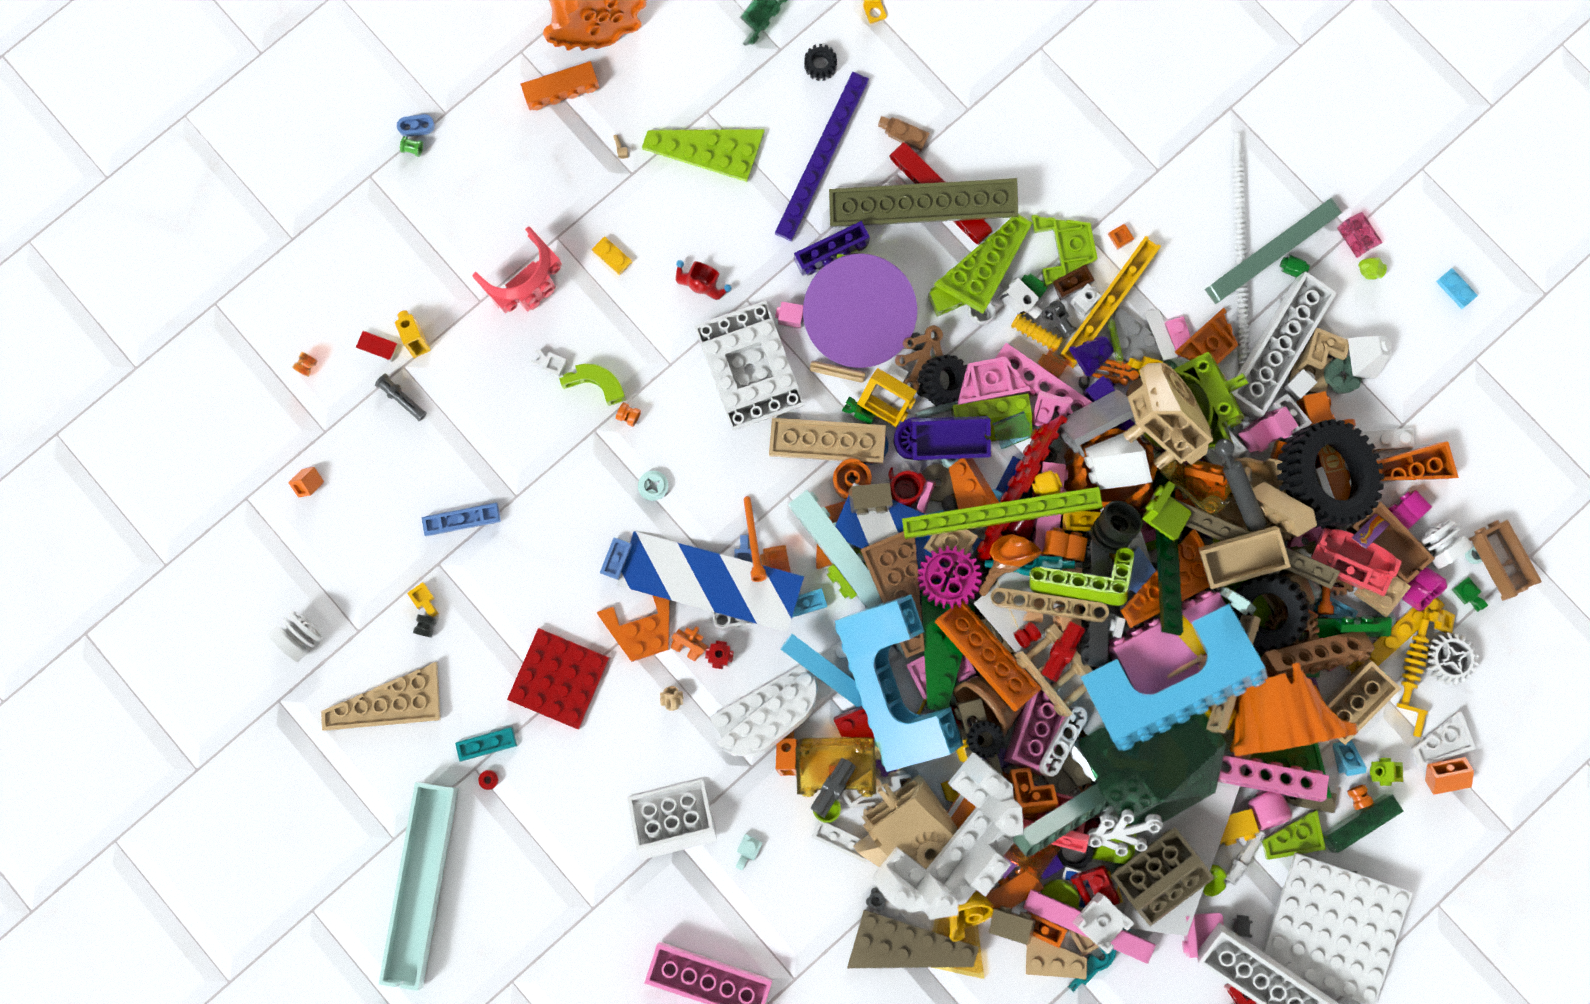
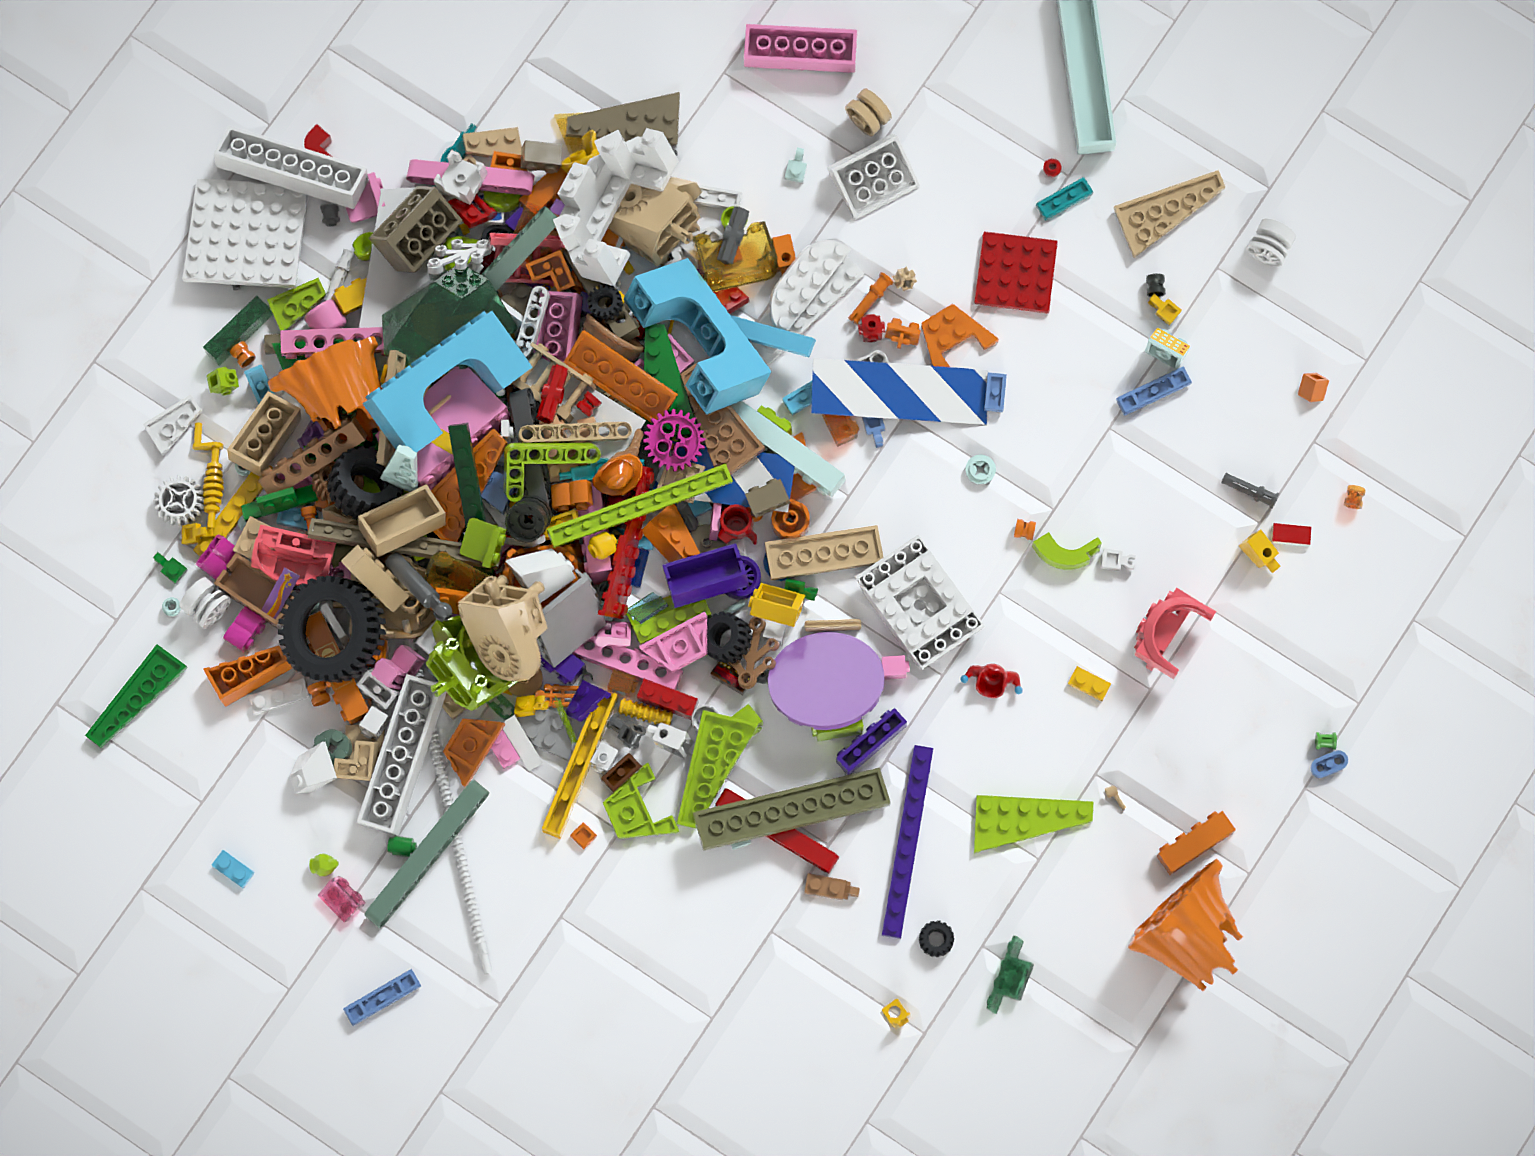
camera: 165 degrees right, 5 degrees down
(433, 556) = (1167, 348): none -> light aqua slope
(656, 888) = (868, 112): none -> tan wheel
(704, 694) = (875, 291): none -> orange pin
(757, 573) = (856, 406): orange piece -> none
(950, 345) = (728, 676): none -> slope
(1005, 332) = (667, 698): none -> red brick
(1034, 284) = (660, 758): green brick -> none
(1339, 137) = (382, 997): none -> medium blue plate
(1449, 775) = (164, 392): orange brick -> none
(1505, 558) = (144, 605): medium nougat door -> none
(1513, 483) = (145, 684): none -> green wing

